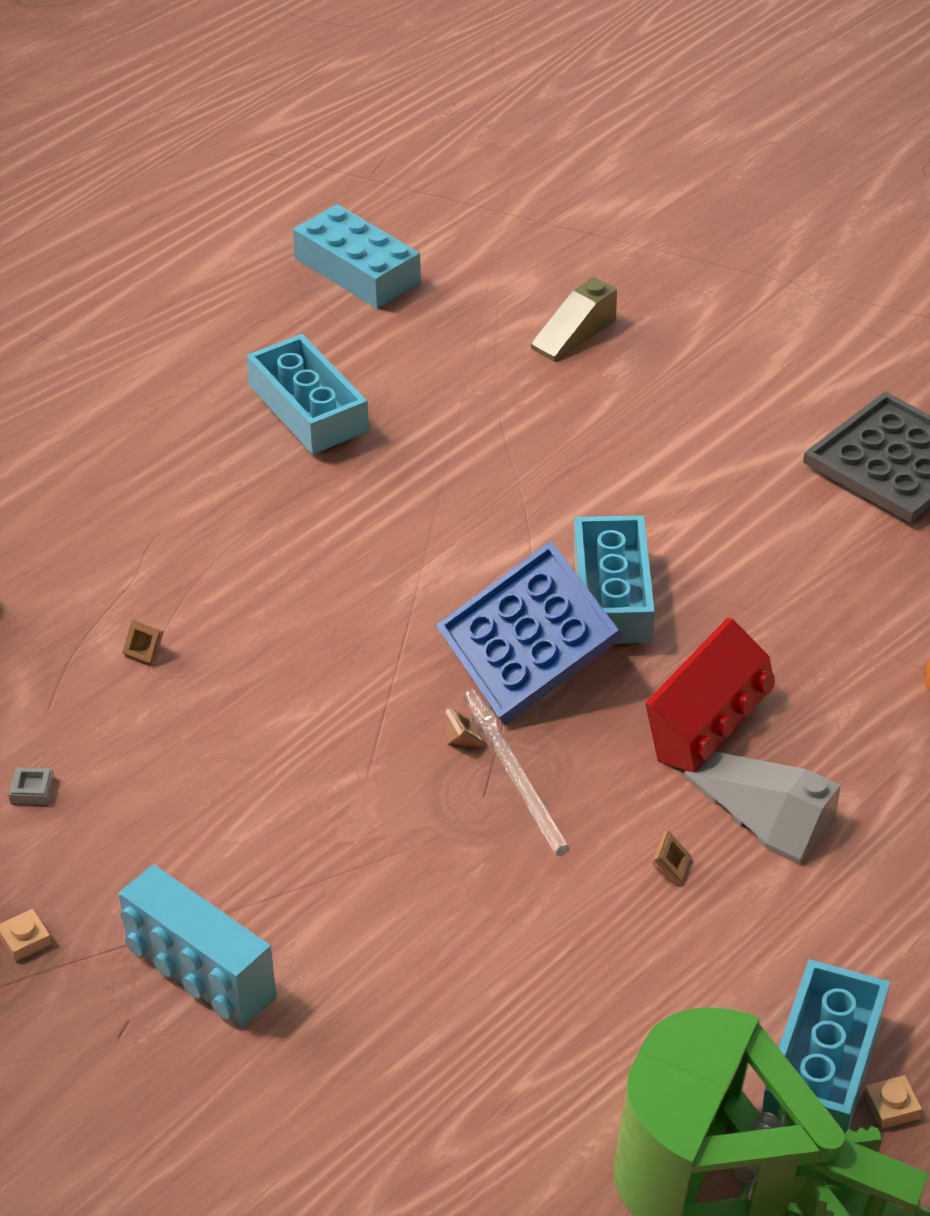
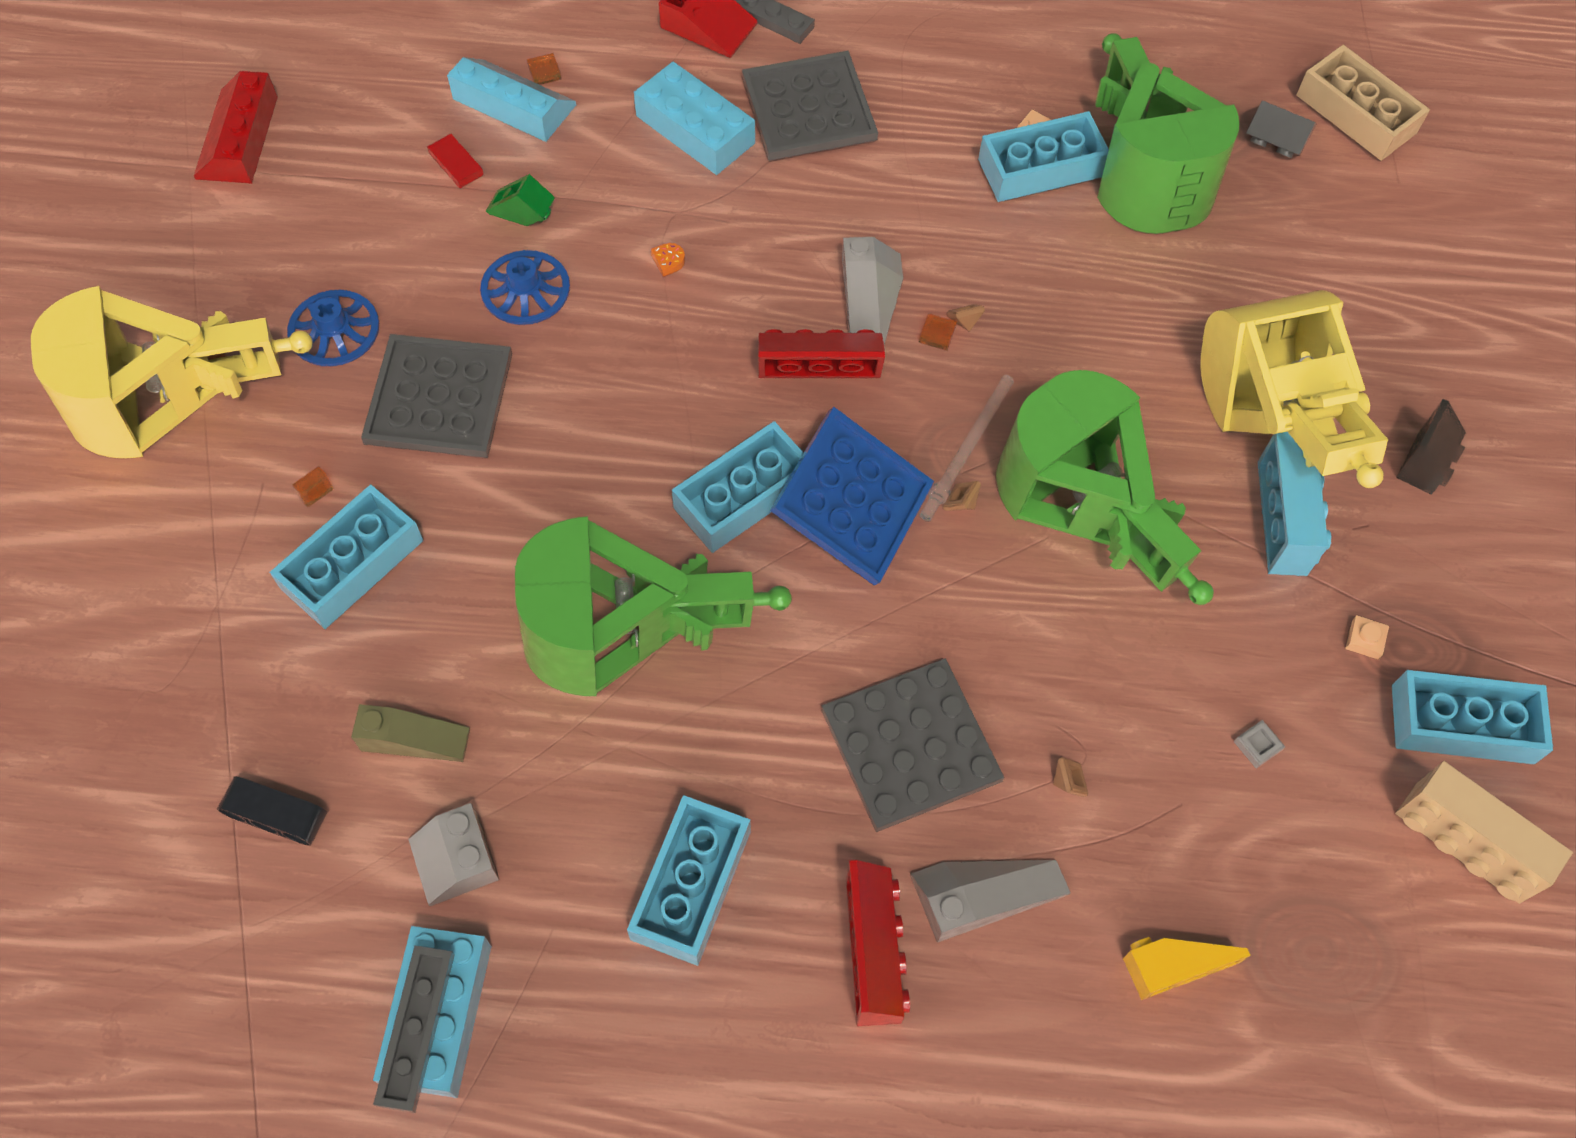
camera: 130 degrees left, 20 degrees up
(121, 1127) = (1434, 450): none -> clear smoke slope
(125, 537) = (977, 893): none -> light grey wedge
(157, 452) = (874, 944): none -> red slope
(279, 575) = (911, 744): none -> dark grey plate
(344, 216) = (414, 1029): none -> dark grey plate
(357, 1020) = (1275, 373): none -> light yellow piece
(430, 784) = (1051, 446): none -> bright green piece
(455, 310) = (452, 855): none -> light grey slope
(581, 400) = (557, 607): none -> bright green piece
(582, 243) = (272, 810): none -> black beam
(673, 821) = (937, 332): none -> clear orange tile
(765, 339) = (347, 556): none -> medium azure brick
(857, 352) = (312, 486): none -> clear orange tile

